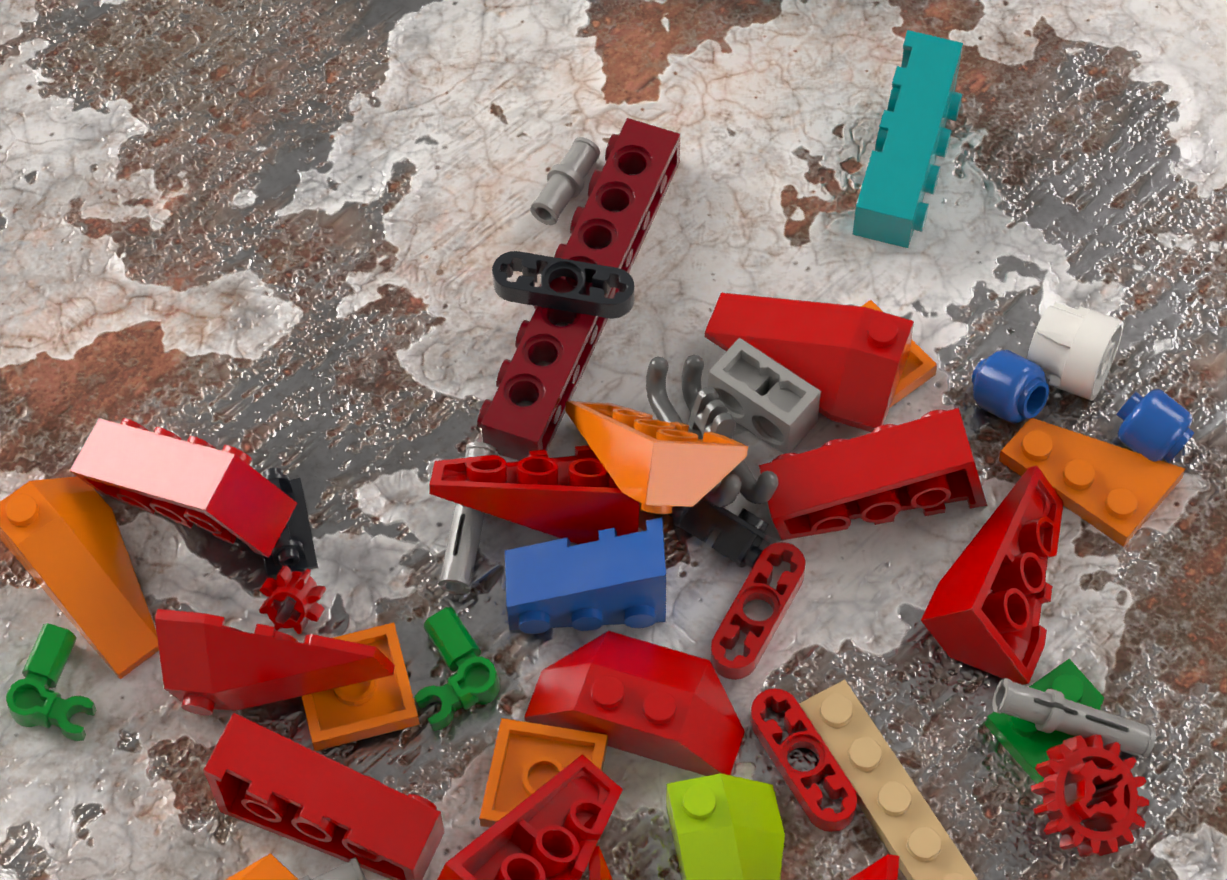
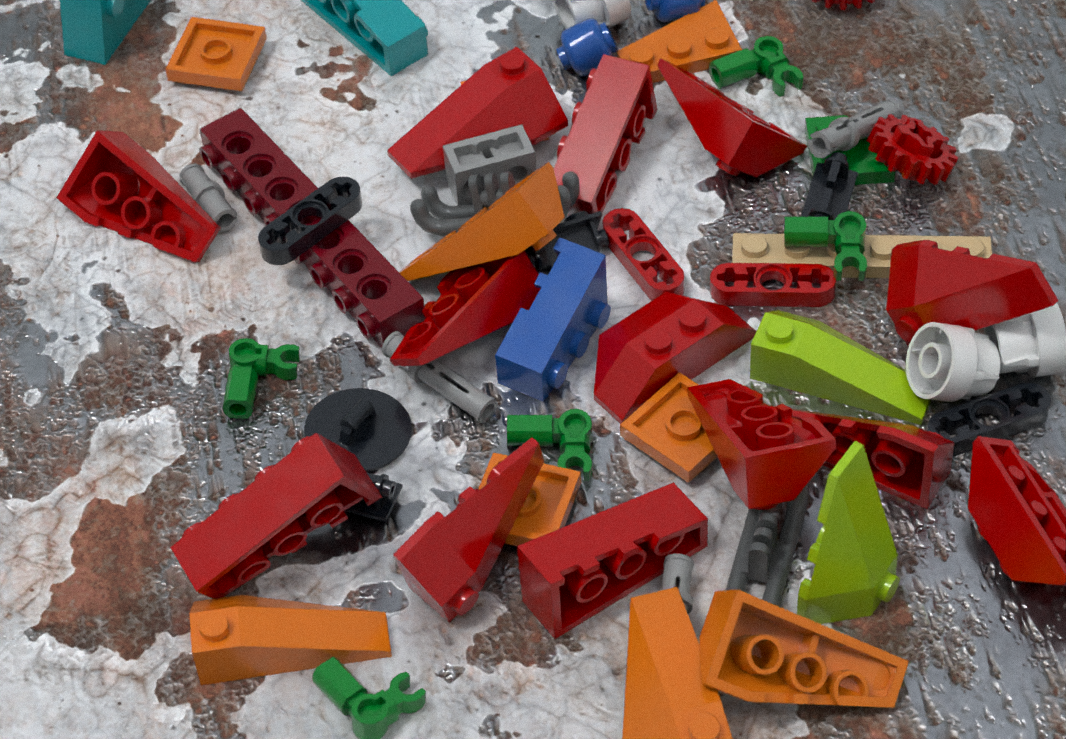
camera: 55 degrees left, 10 degrees down
(302, 589) = (422, 492): red gear -> none
(364, 487) = (364, 423): none -> black shield
(383, 343) = (247, 362): none -> green bar
(523, 109) = (133, 194): none -> red wedge
(758, 68) = (216, 53): none -> orange plate
(903, 791) = (845, 232): none -> green bar
(959, 749) = (830, 188): none -> black hinge
(1136, 566) = (765, 59): none -> green bar

